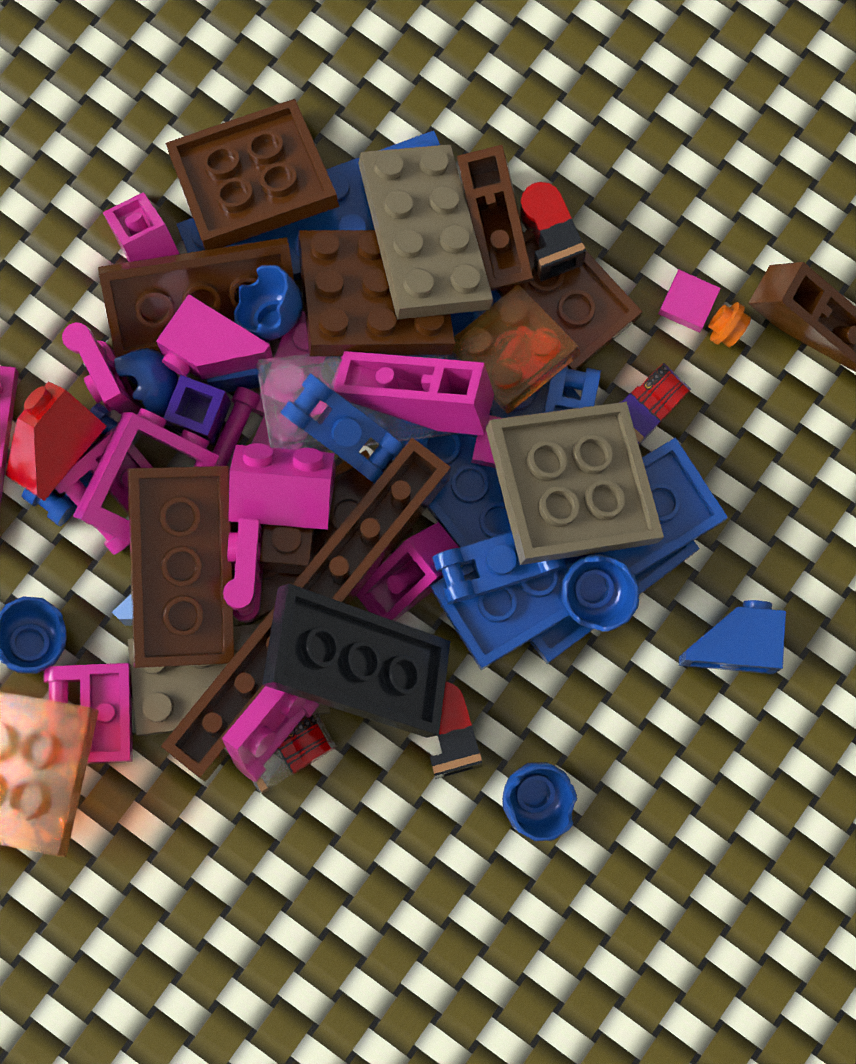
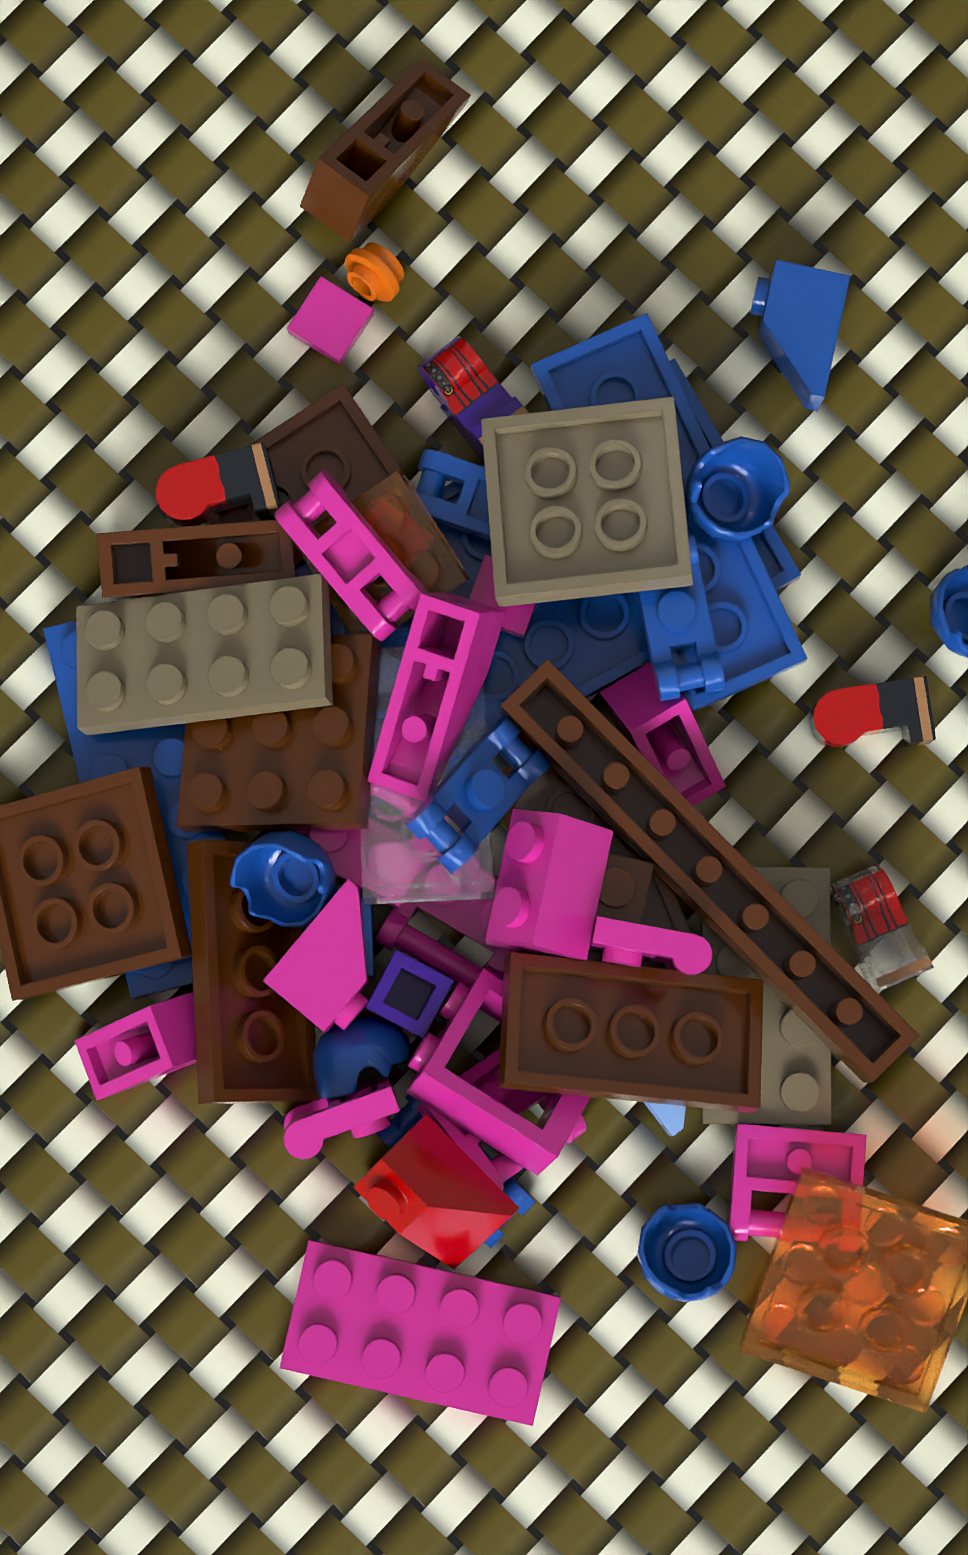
camera: 80 degrees left, 5 degrees up
(264, 729) = (853, 937): dark pink plate -> none
(356, 661) = (793, 813): black plate -> none
(510, 318) = (350, 555): none -> dark pink plate

